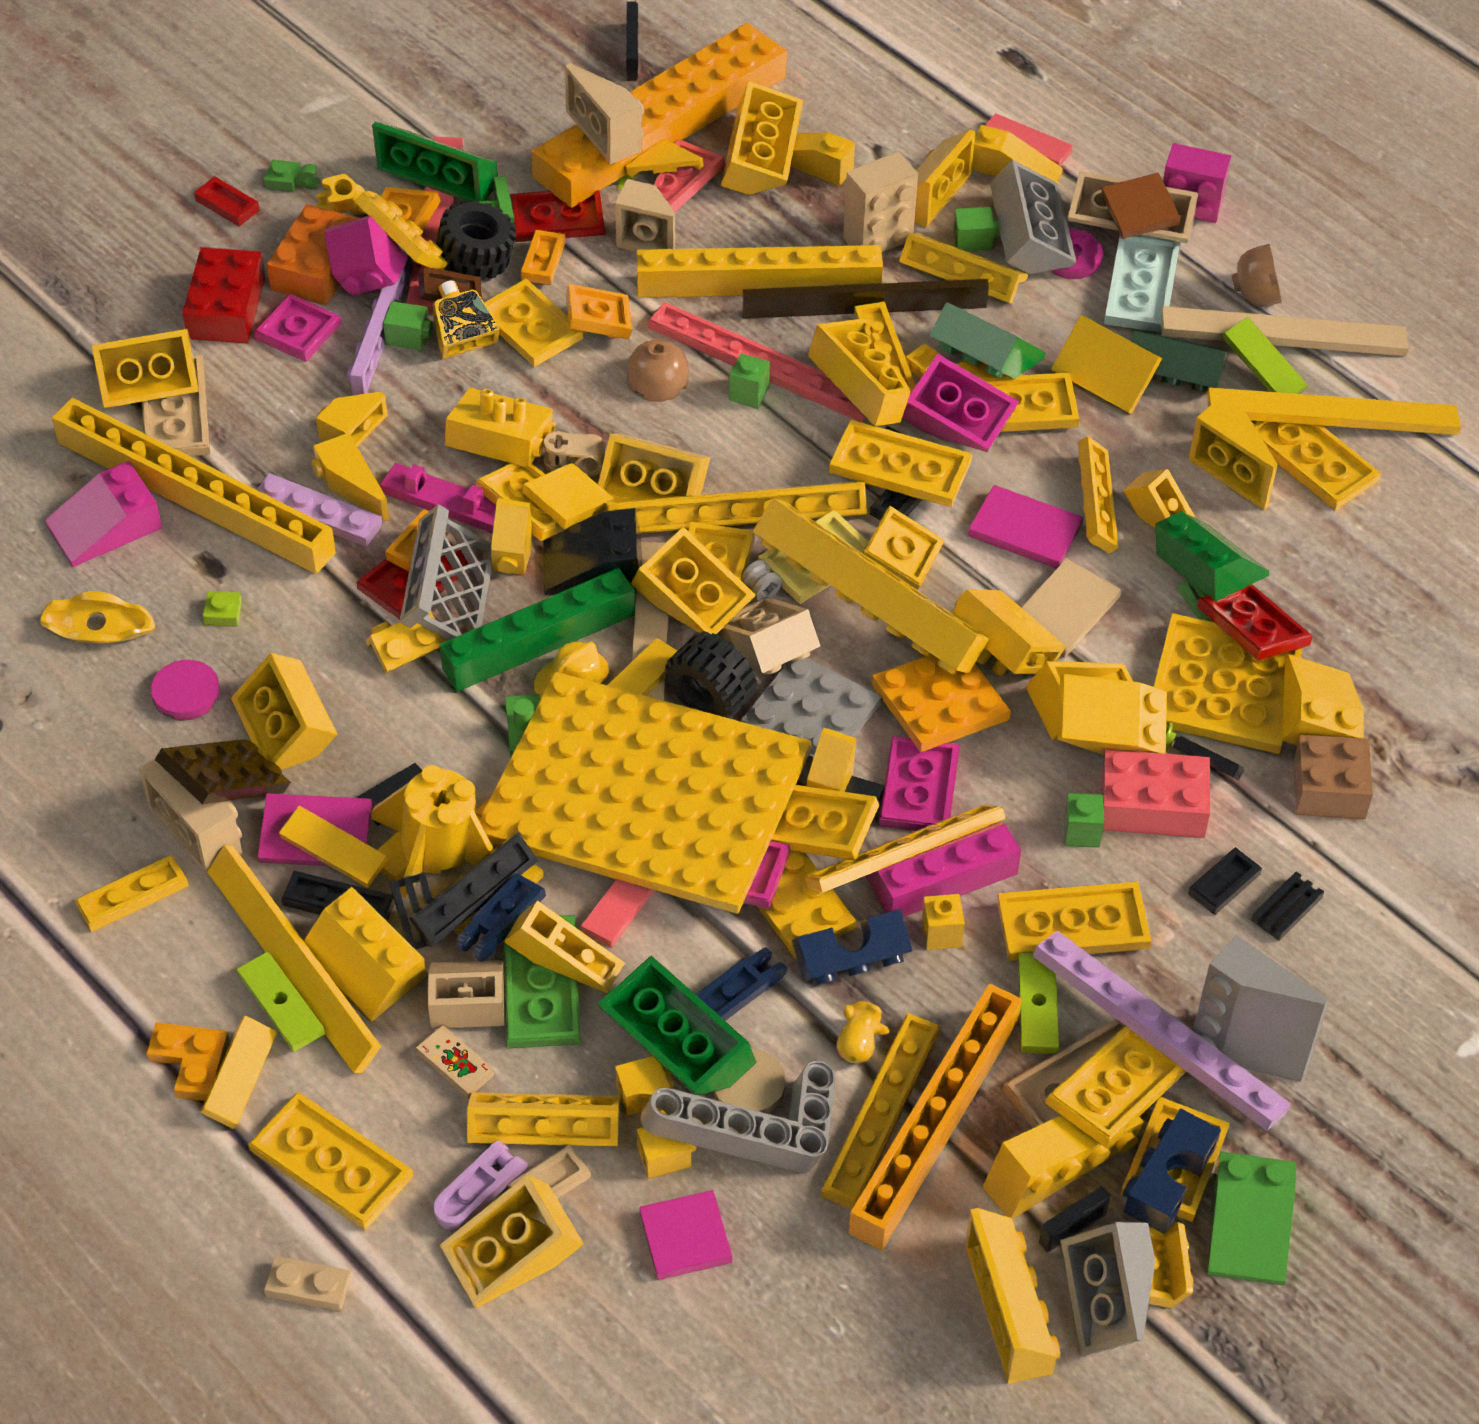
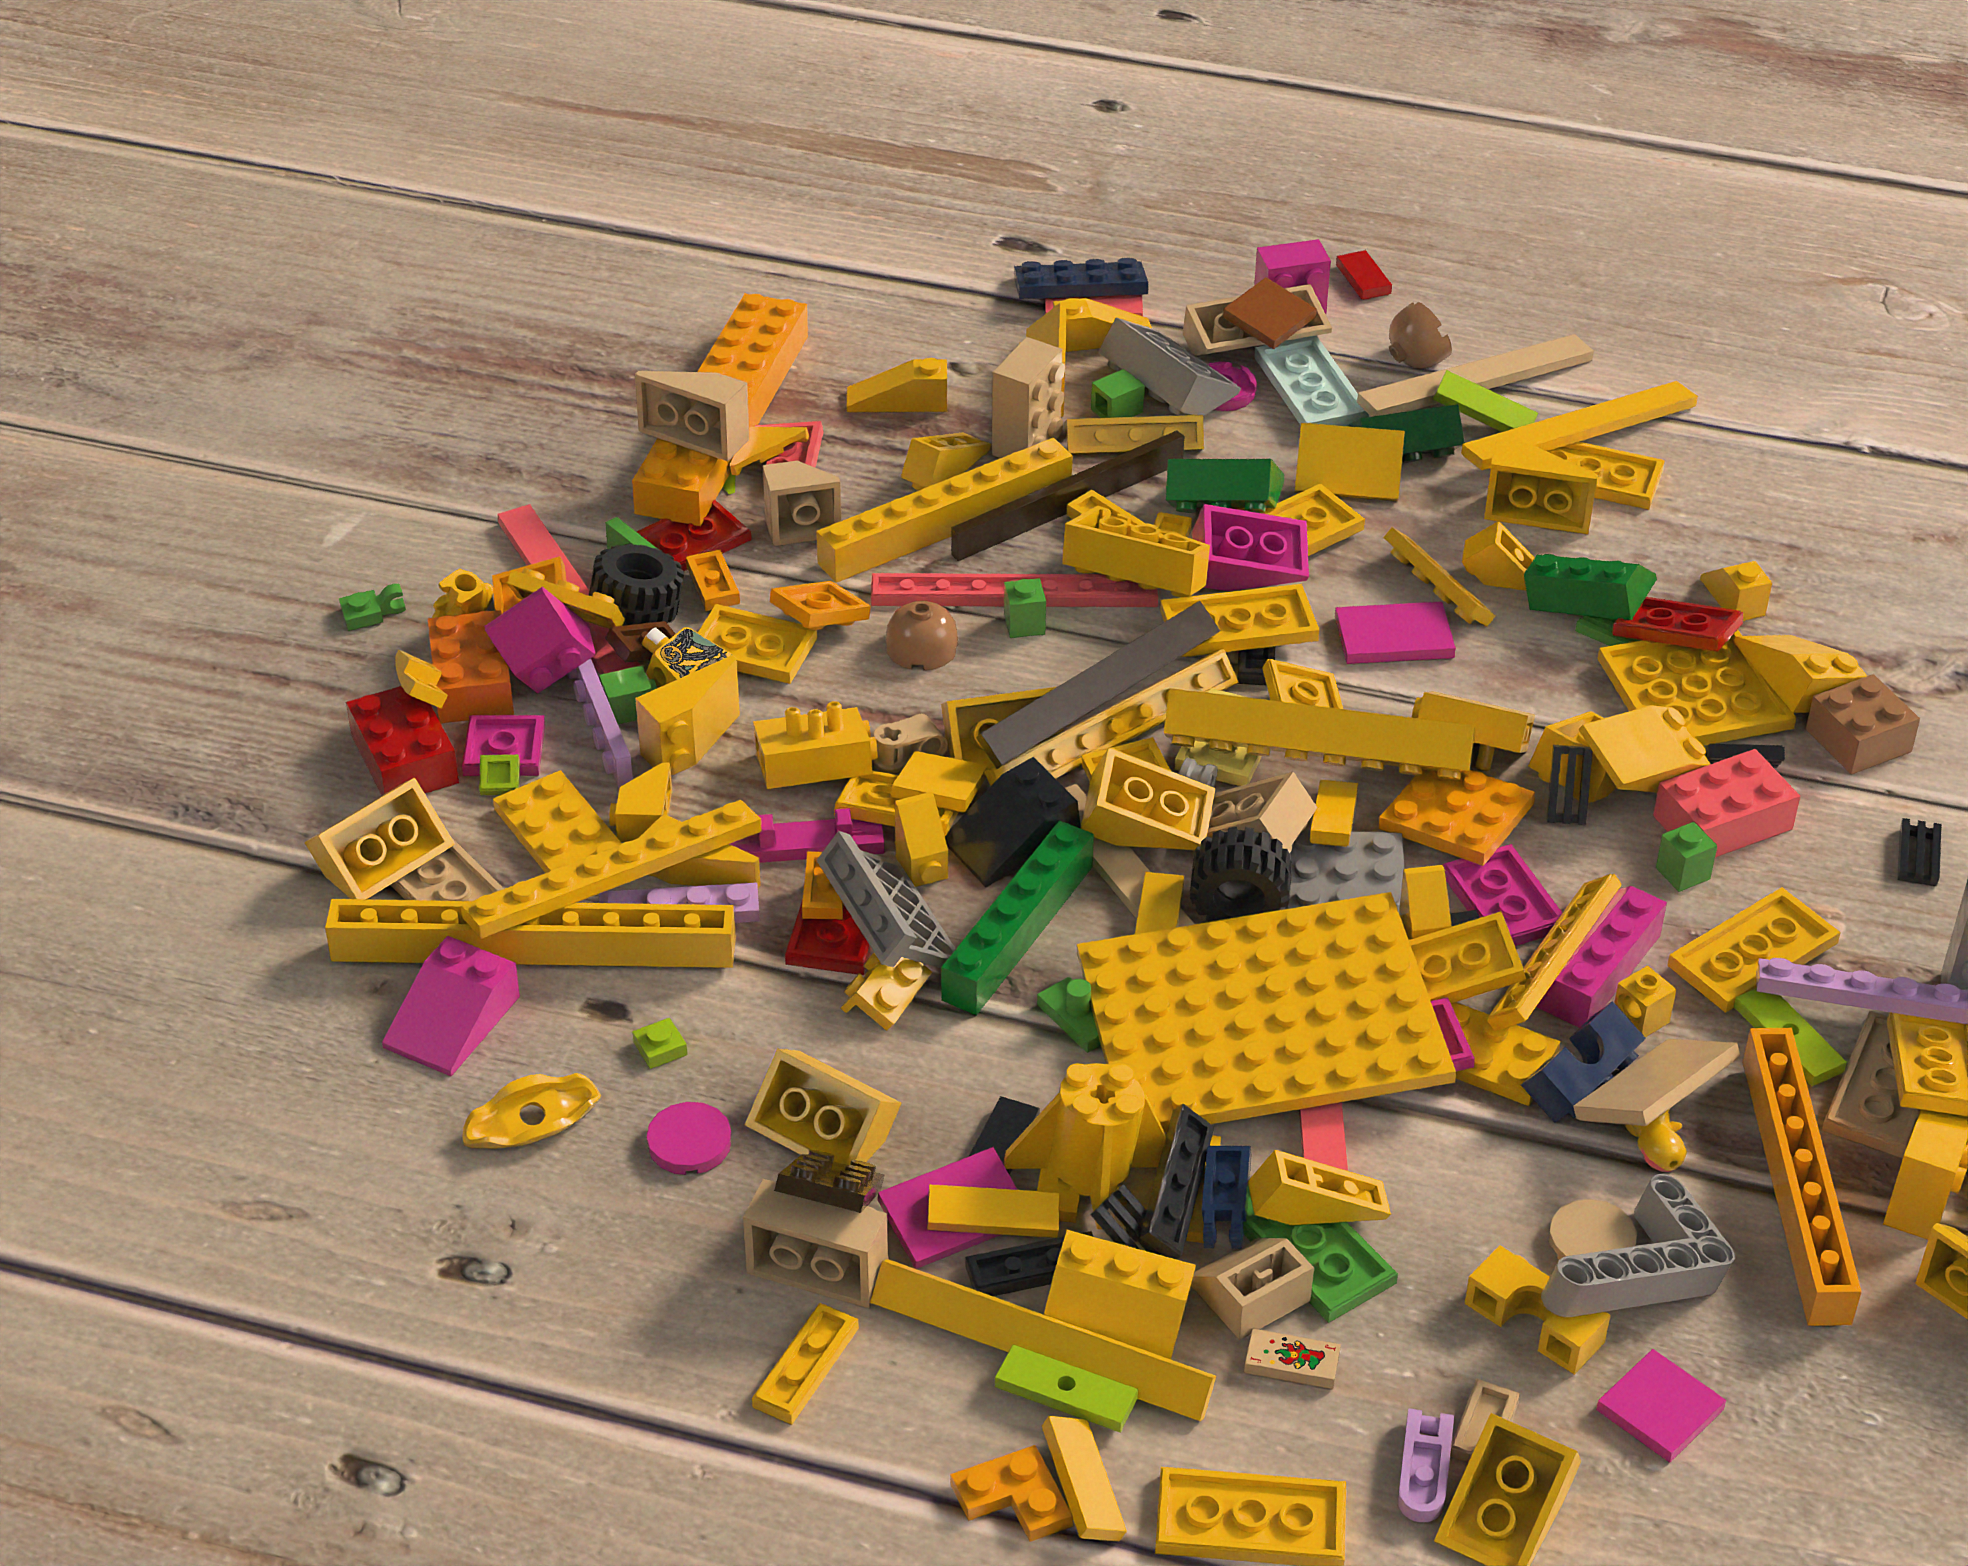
camera: 30 degrees left, 10 degrees down
(226, 201) = (318, 657): red tile -> none
(256, 251) = (419, 679): none -> yellow slope
(272, 460) = (610, 868): none -> yellow plate
(273, 350) = (498, 774): none -> lime tile
(283, 416) = (554, 822): none -> yellow plate
(429, 363) = (688, 715): none -> yellow slope
(433, 163) = (531, 531): green slope -> none
(543, 1119) = (1432, 1366): yellow fence -> none
(576, 660) = (1075, 927): yellow piece -> none
(632, 41) = (626, 348): black tile -> none
(678, 1029) = (1499, 1206): green slope -> none
(737, 469) = (1097, 685): none -> dark brown tile
(741, 984) = (1504, 1157): dark blue hinge -> none
(761, 140) = (846, 394): yellow slope -> none
(793, 225) = (941, 457): none -> yellow slope
(839, 655) = (1334, 813): none -> yellow tile
(880, 1111) = (1735, 1202): yellow tile -> none
(887, 989) = (1656, 1082): none -> tan tile
(1025, 741) = (1567, 816): none -> black tile
(1032, 112) = (1081, 279): none -> dark blue plate
(1071, 603) = (1496, 675): tan tile -> none
(1225, 881) = (1847, 856): black tile -> none
(1275, 199) = (1364, 275): none -> red tile
(1337, 616) = (1740, 588): none -> yellow slope

